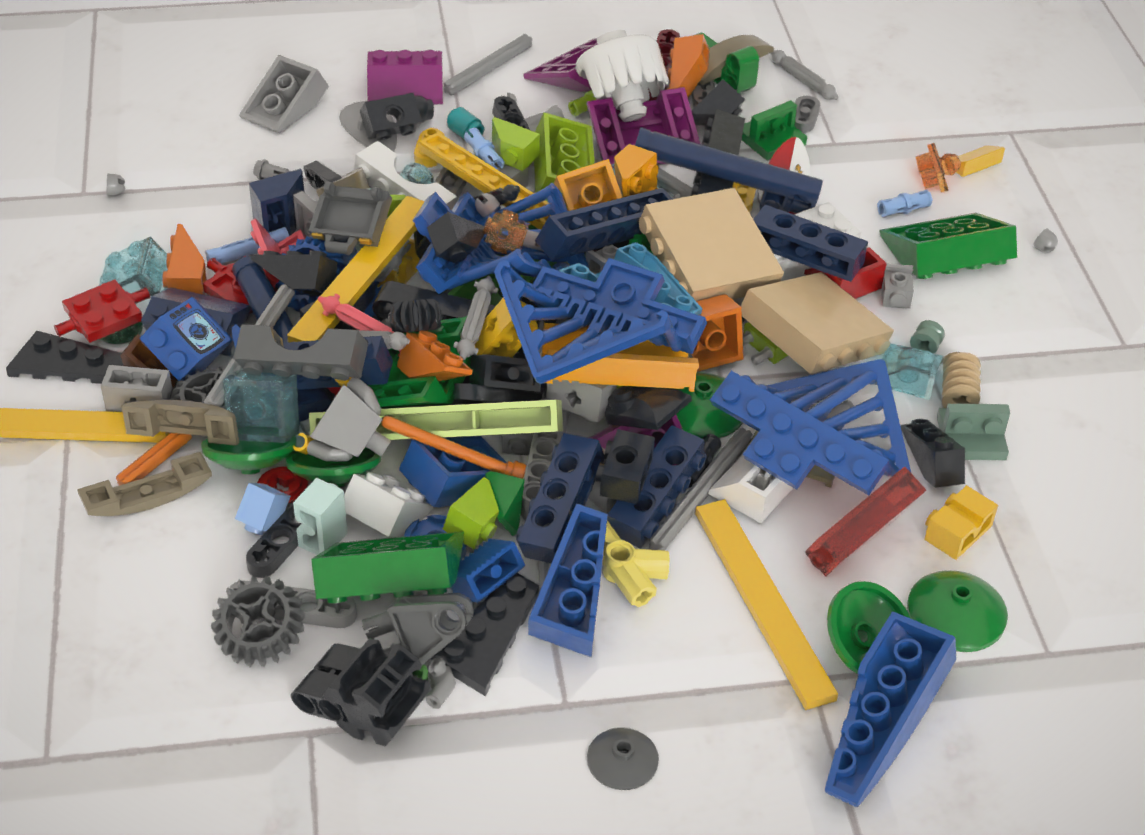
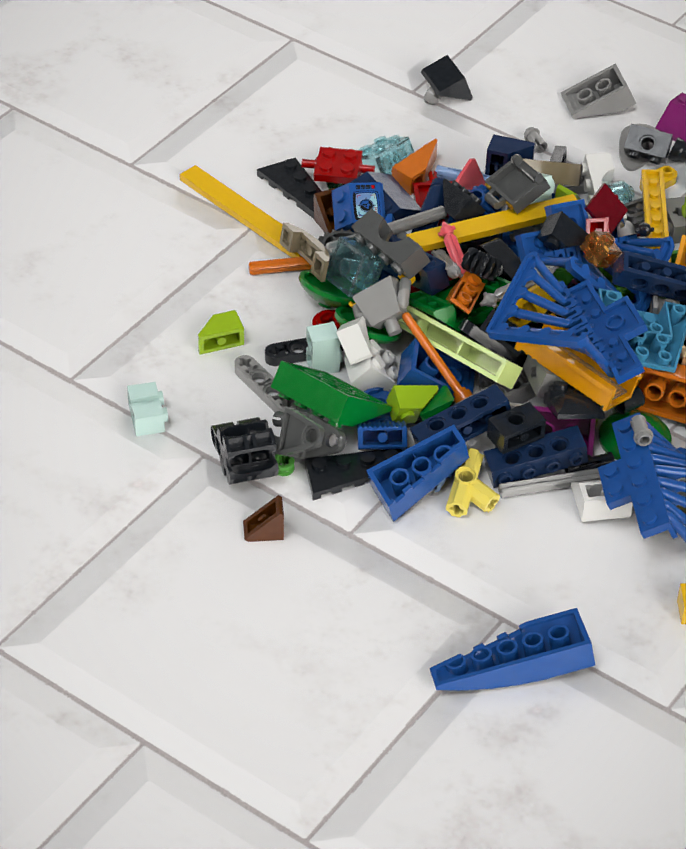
camera: 45 degrees right, 0 degrees up
(117, 157) = (447, 79): none -> black slope
(134, 384) = (307, 217): light grey brick -> none
(146, 493) = (255, 281): dark tan slope -> none
(178, 574) = (221, 333): none -> lime slope
(189, 728) = (146, 408): none -> light aqua brick
(261, 507) = (297, 321): light blue brick -> none
(267, 598) = (218, 383): dark grey gear -> none
(359, 482) = (355, 340): none -> white slope
(442, 681) = (296, 477): light grey arm -> none
(456, 192) = (606, 204): none -> dark red piece
(472, 211) = (597, 224): none -> slope
(478, 758) = (266, 523): none -> reddish brown slope
(483, 148) = (676, 197): light blue pin -> none
(619, 769) = (346, 579): dark grey dish -> none
(762, 386) = (642, 434): none -> light grey pin
(766, 605) = (526, 562): yellow tile -> none
(857, 618) = (557, 594): green dish -> none
(865, 521) = (635, 558): clear red slope -> none
(960, 607) = (641, 648): green dish -> none

